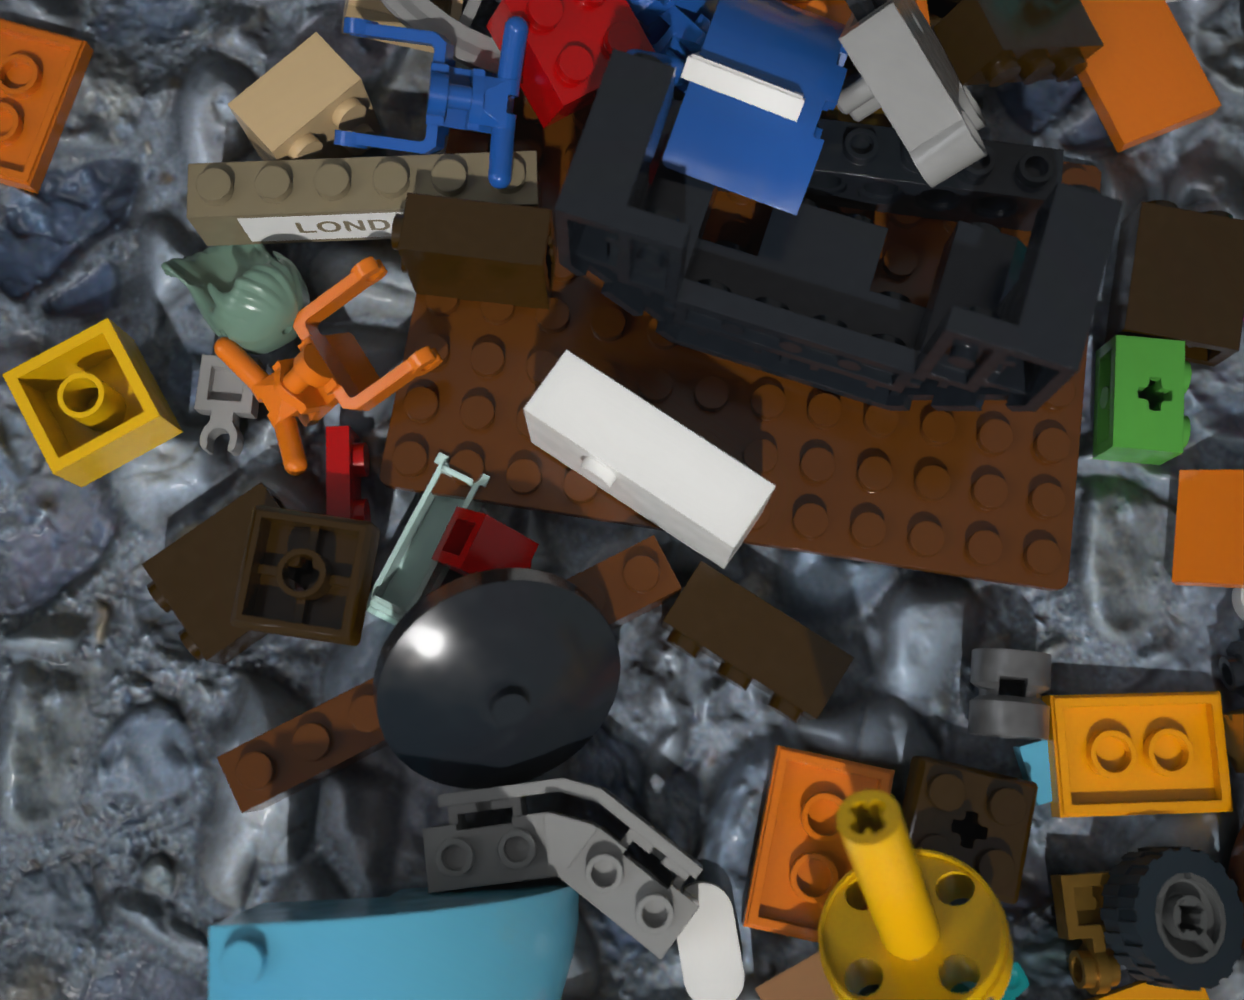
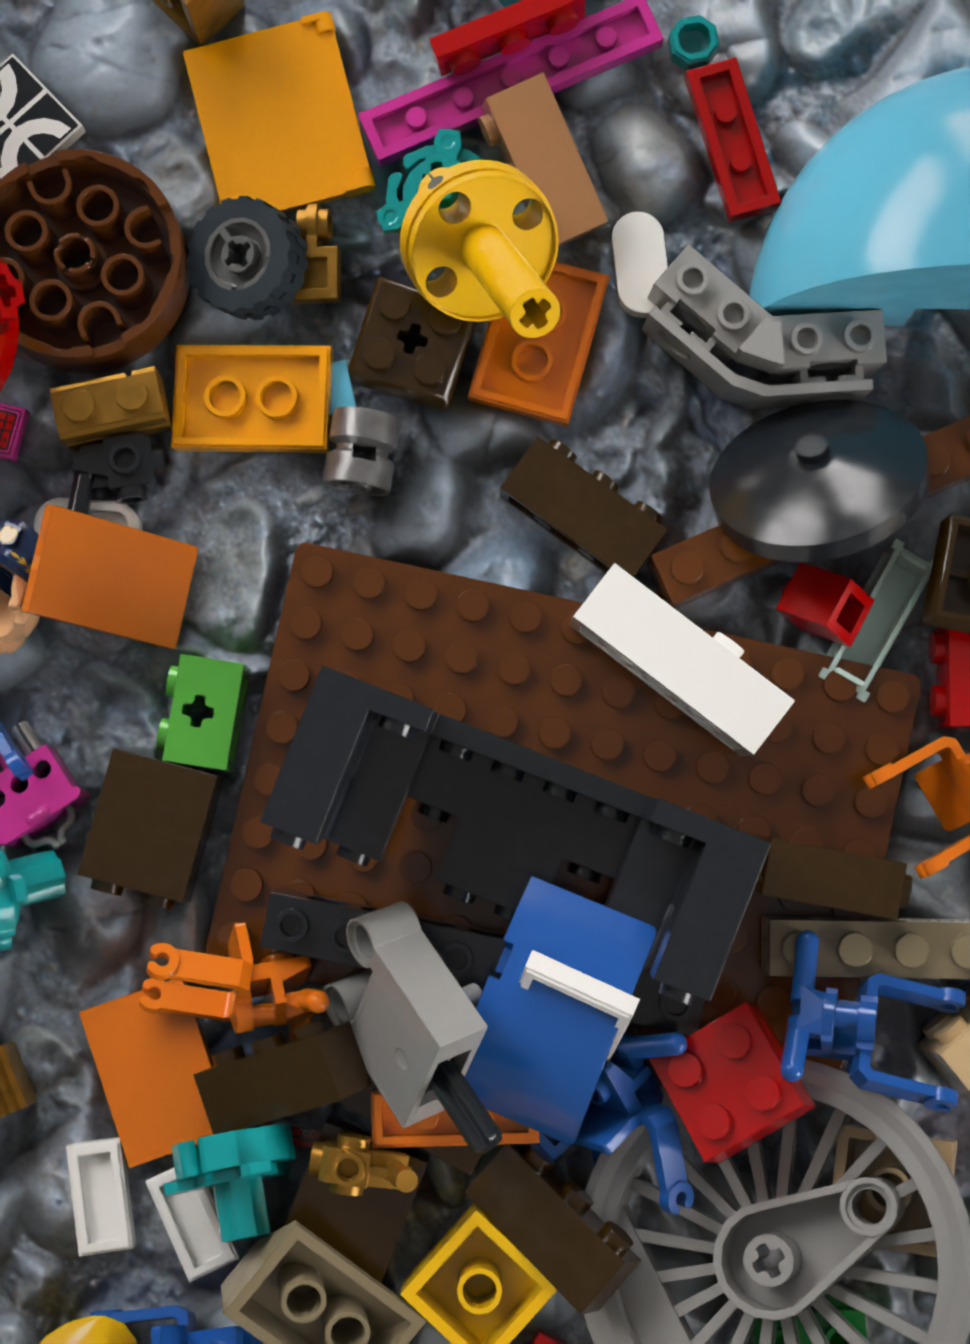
camera: 175 degrees left, 5 degrees up
(1079, 114) = (270, 979): none -> orange piece

